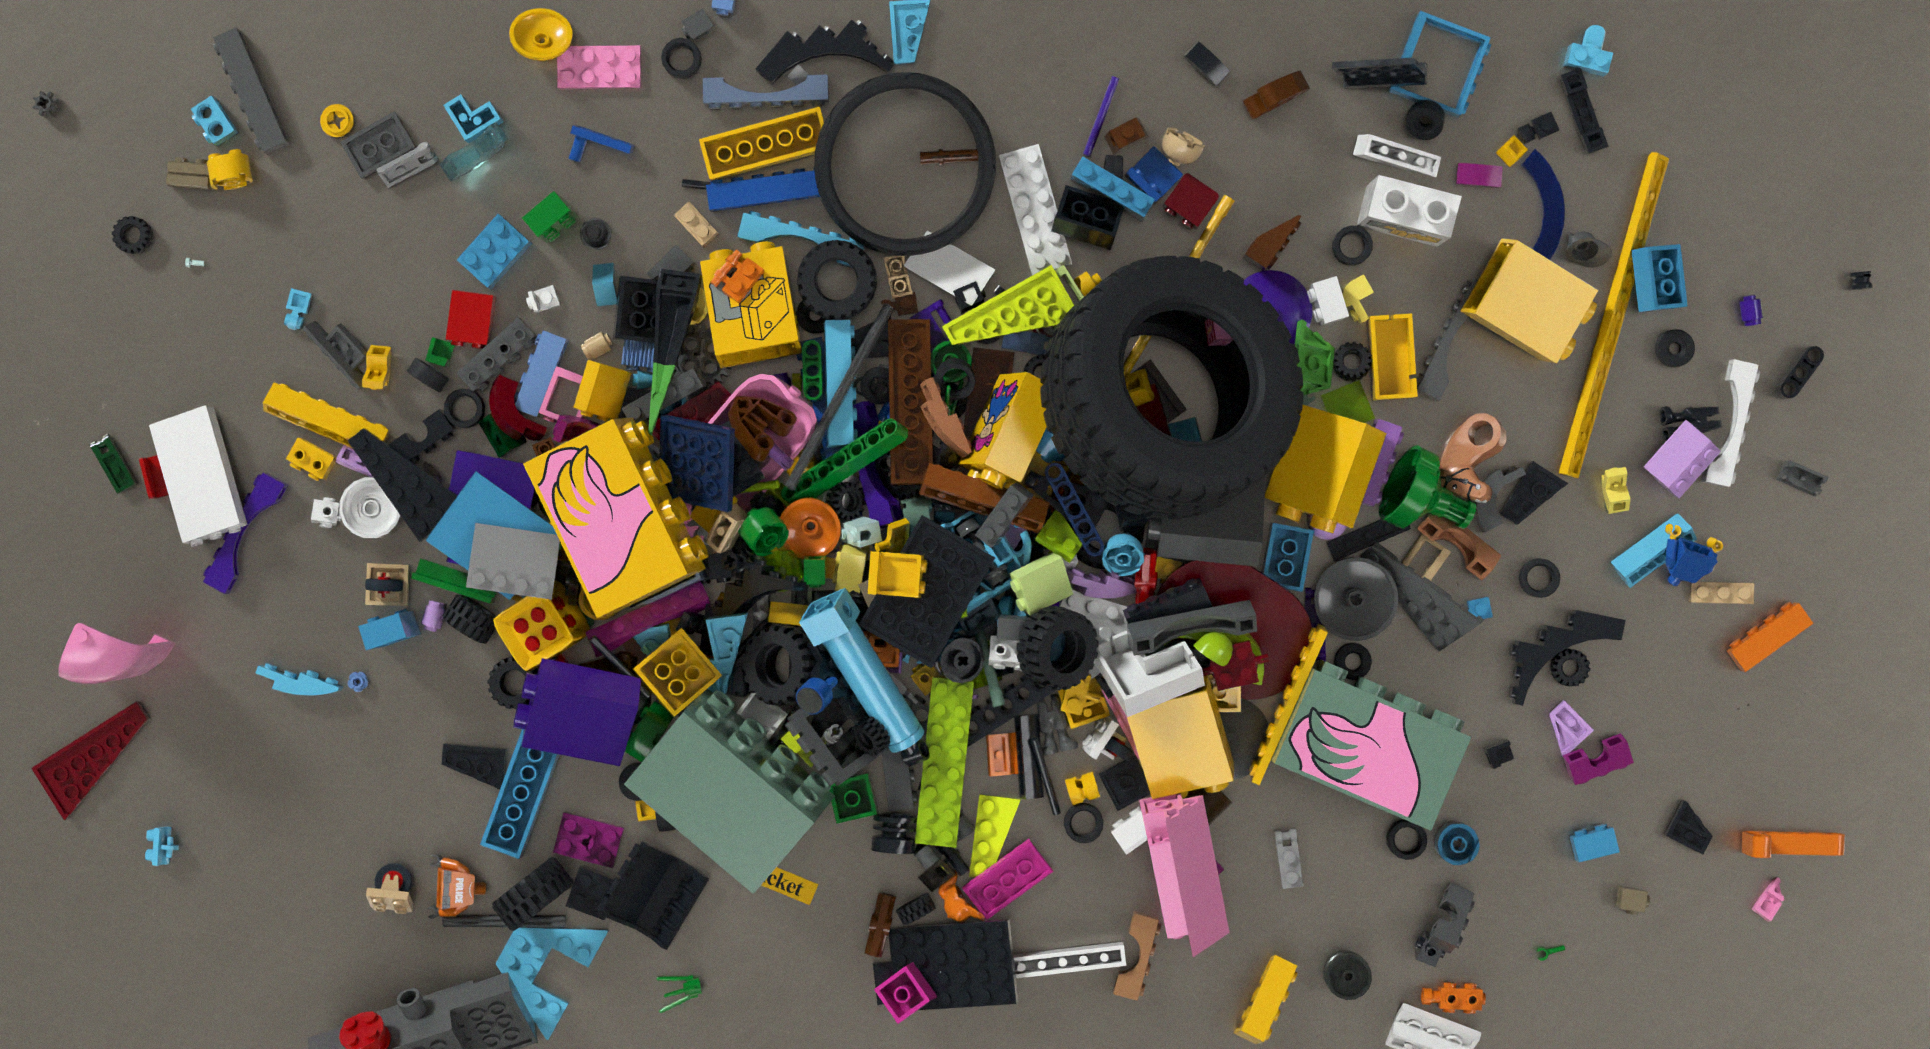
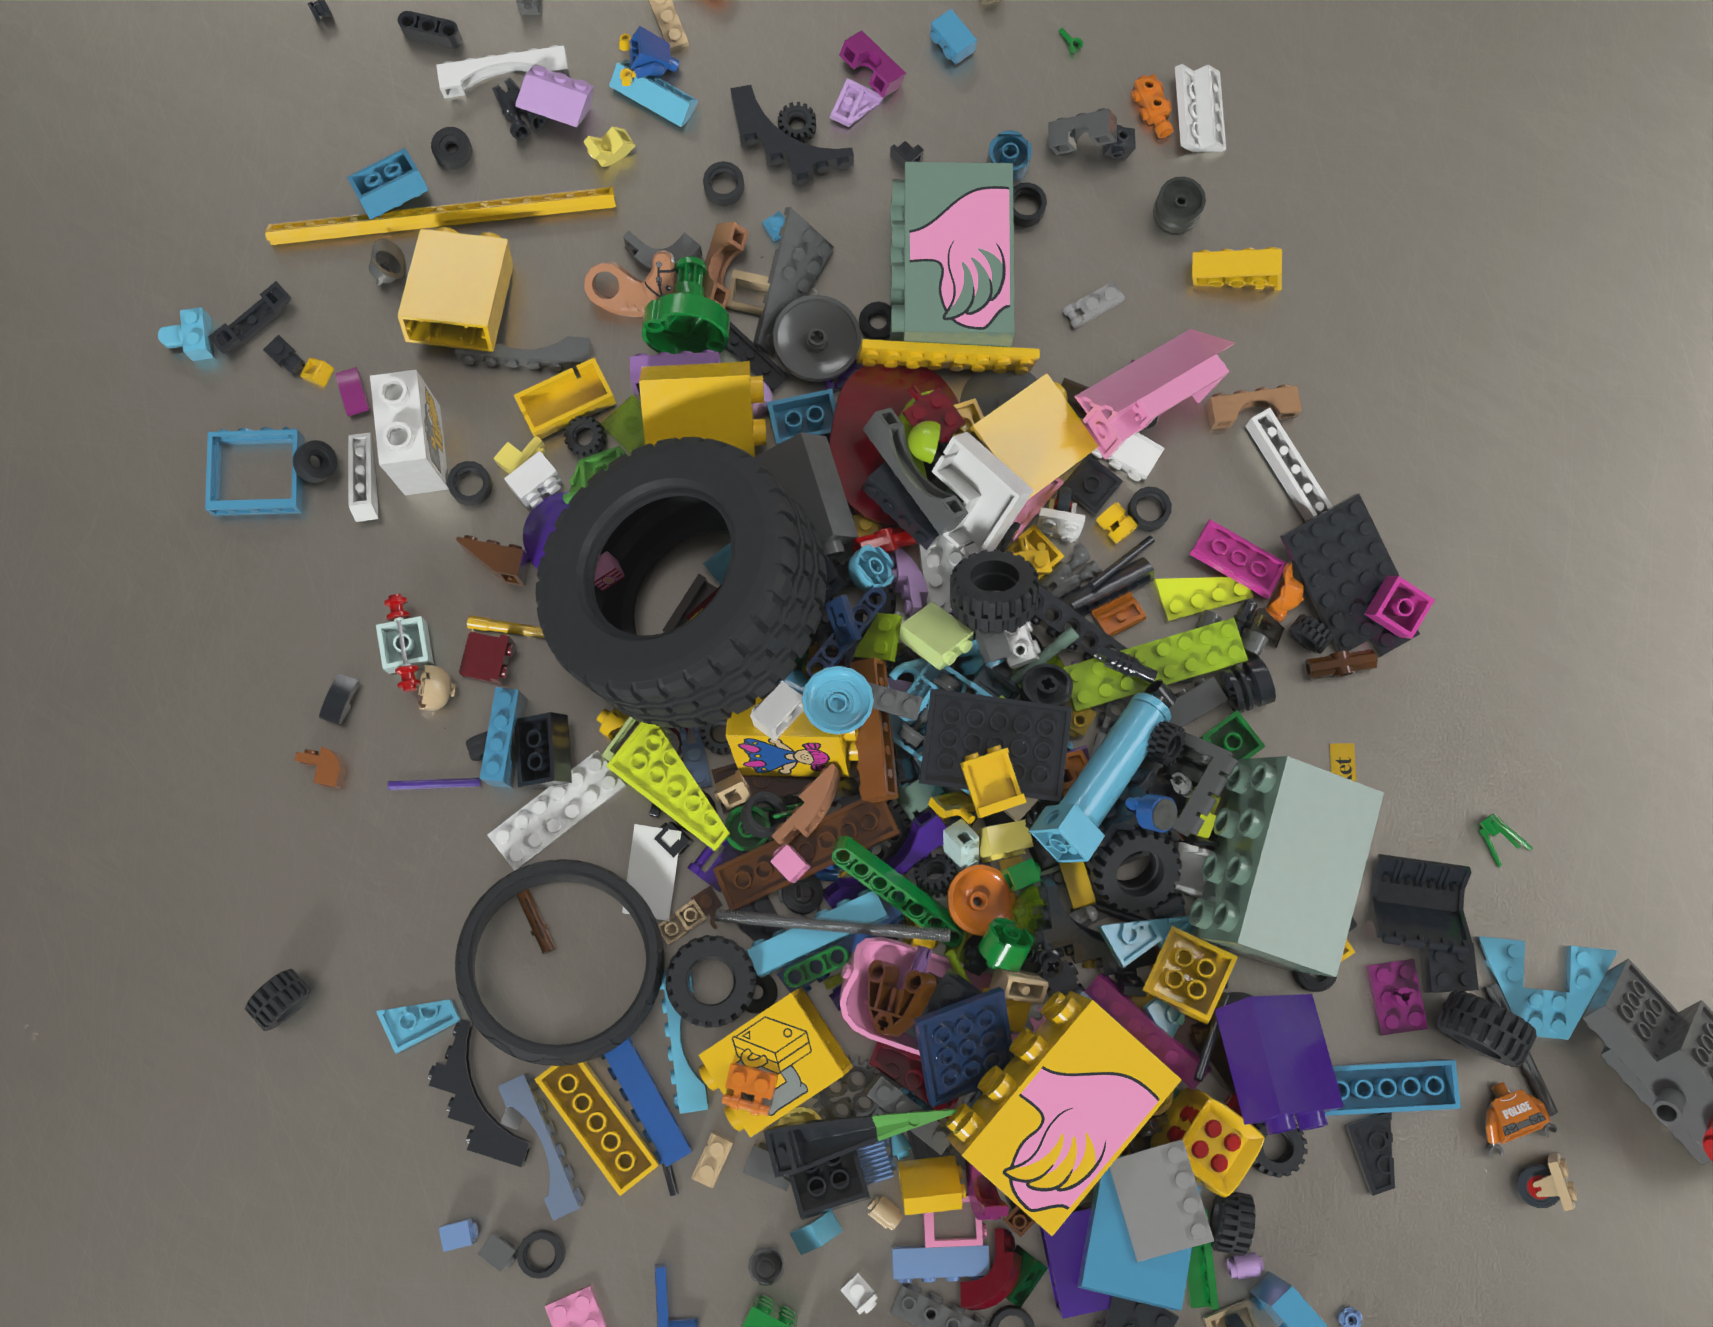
camera: 115 degrees left, 10 degrees down
(649, 731) = (1260, 980): green brick -> none
(904, 383) = (789, 863): none -> bright pink brick
(953, 734) = (1125, 664): none -> black hinge
(987, 362) = (732, 791): none -> tan brick
(1014, 474) = (837, 700): none -> medium azure hat
(1027, 422) = (777, 711): none -> white brick
(1083, 509) = (843, 621): none -> dark blue plate
(1126, 135) = (443, 749): reddish brown torso -> none
(1151, 34) = (329, 769): none -> dark orange brick
(1154, 174) = (471, 705): blue bracket -> none
(1229, 136) = (404, 643): none -> light aqua brick
(1276, 94) = (344, 616): reddish brown connector -> none
(1381, 73) = (281, 519): black fence -> none
(1531, 493) = (645, 222): black wing -> none
(1552, 203) = (349, 317): clear blue tile -> none
(1751, 310) = (387, 94): dark purple brick -> none

